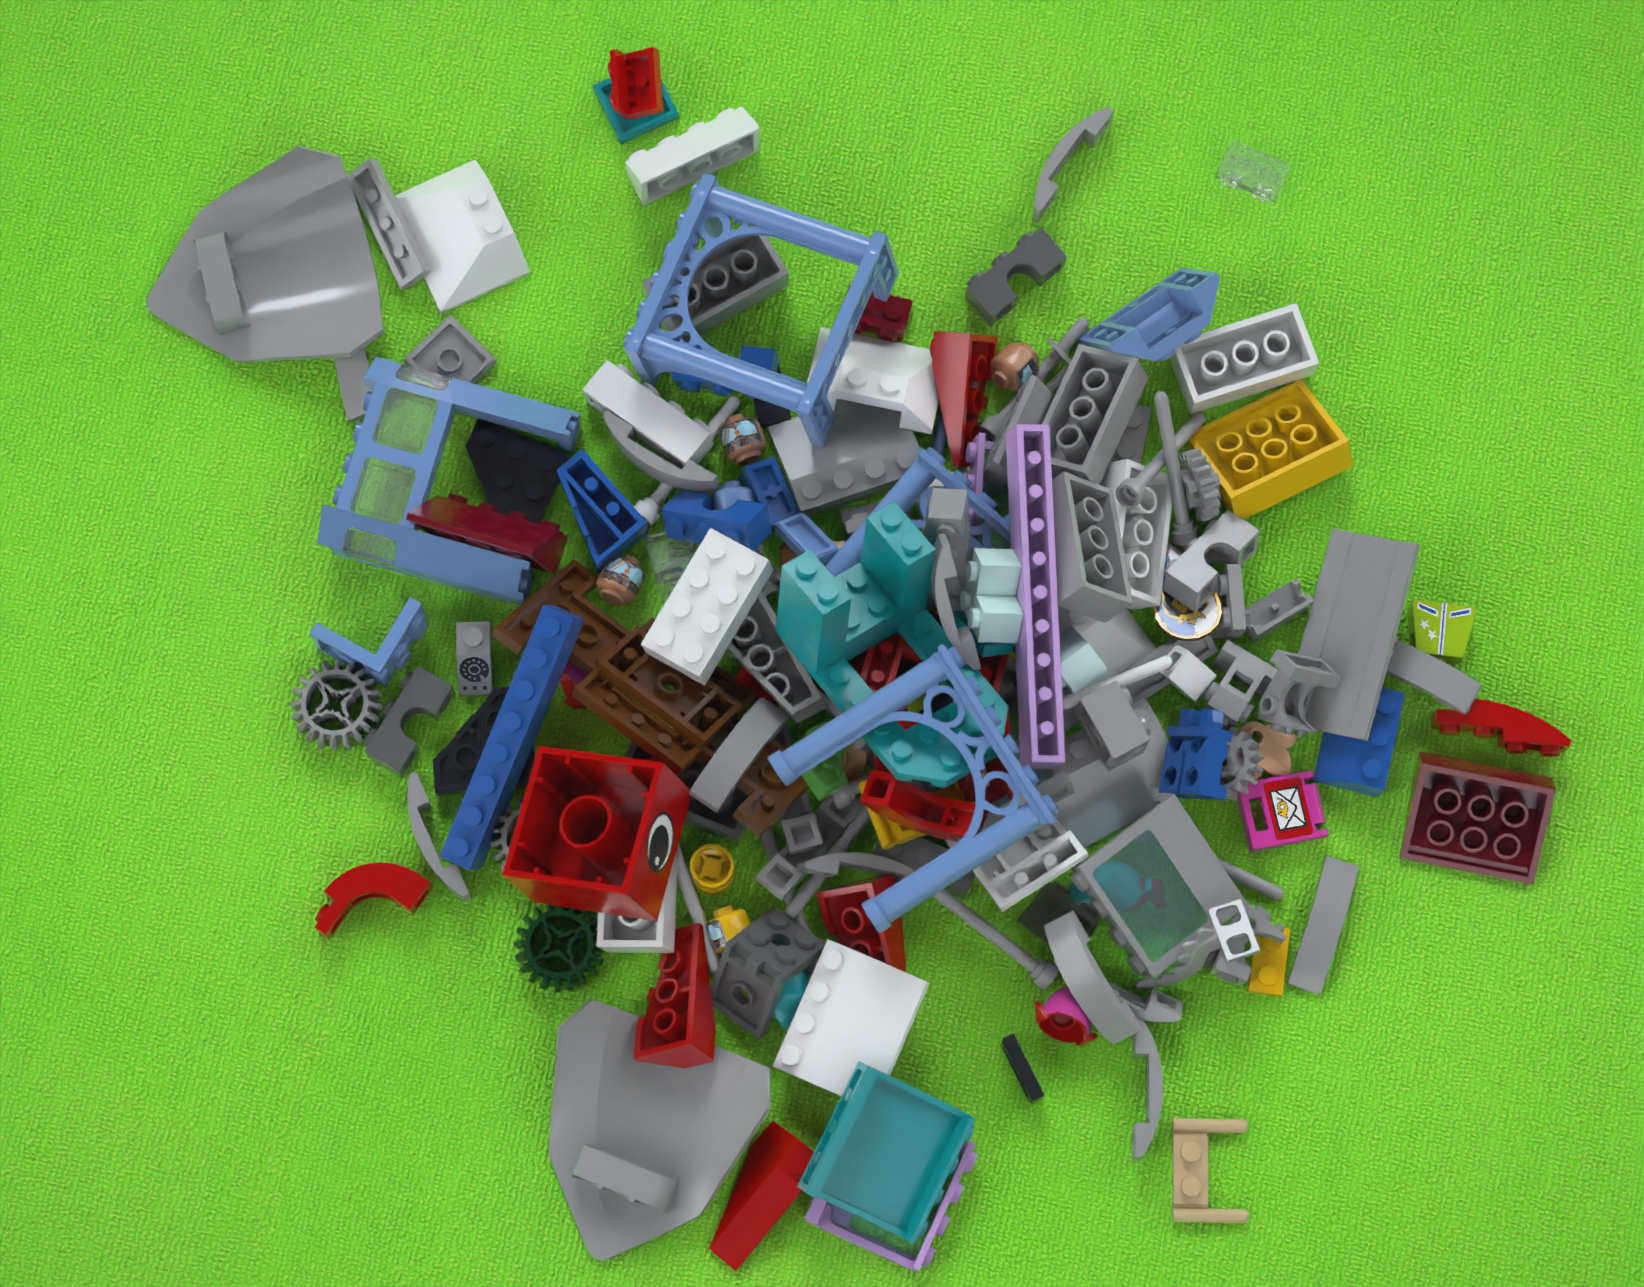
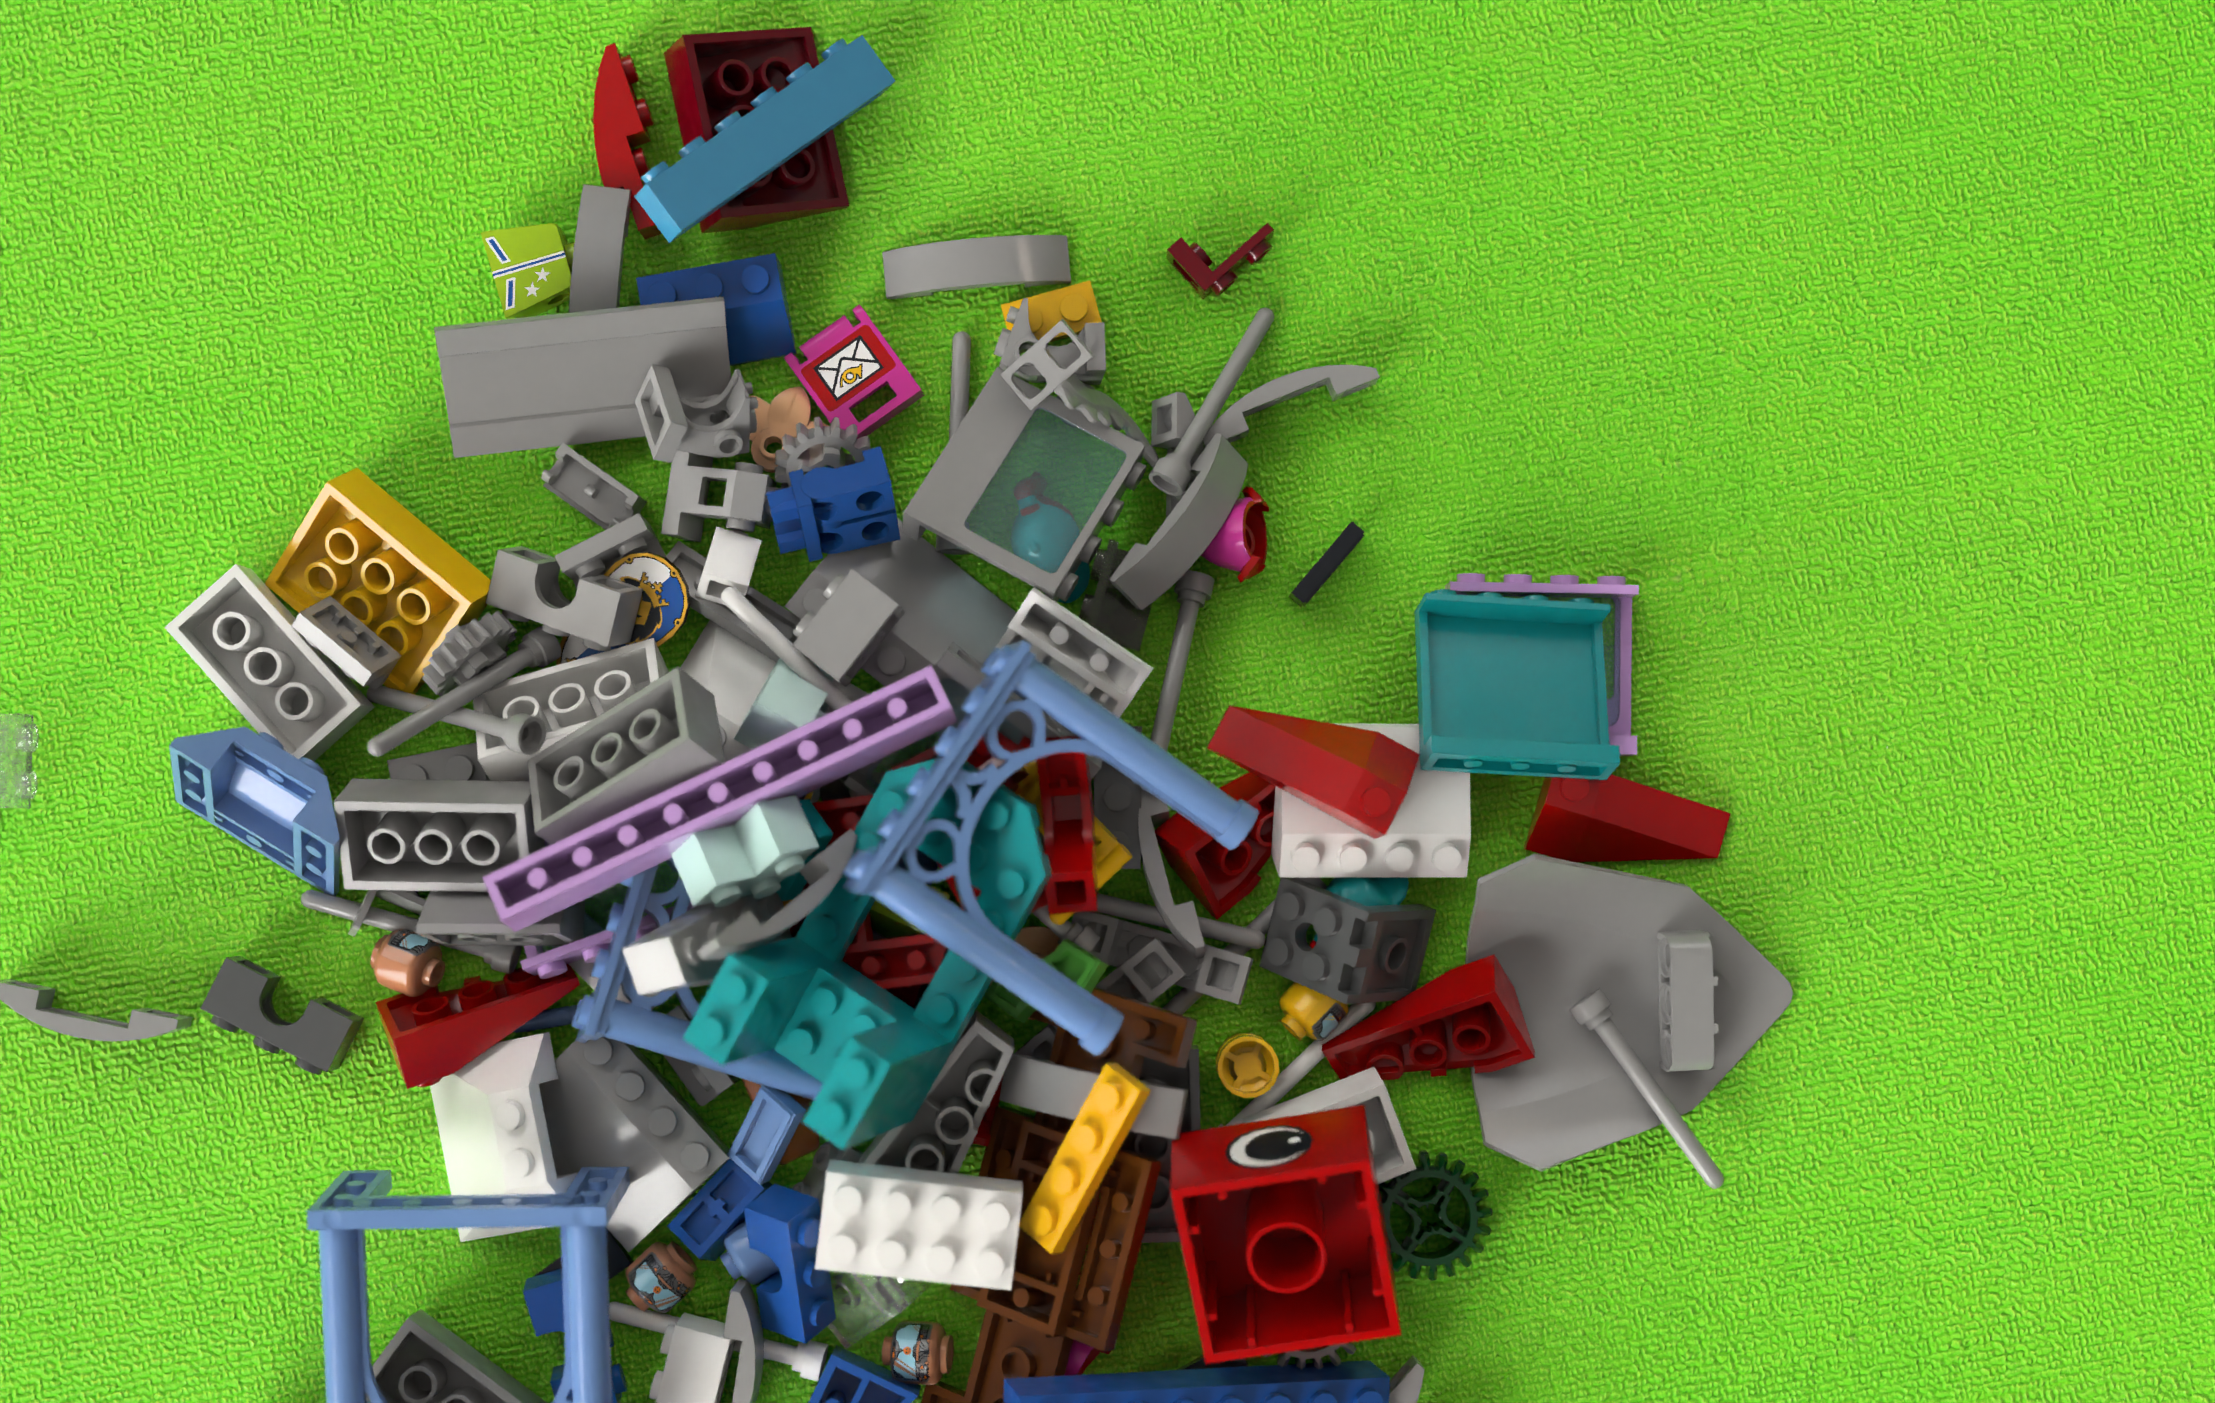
camera: 110 degrees left, 10 degrees up
(642, 1115) = (1596, 1015): none -> light grey piece
(704, 726) = (1084, 1157): none -> yellow plate
(885, 318) = (413, 1161): dark red bracket -> none
(886, 1001) = (1331, 766): none -> red wedge
(1128, 987) = (1173, 471): none -> light grey piece
(1191, 1170) = (1356, 304): tan plate -> none
(1238, 411) = (347, 642): none -> light grey bracket
(1265, 1069) = (1194, 262): none -> dark red bracket
(1464, 814) = (764, 138): none -> dark azure brick

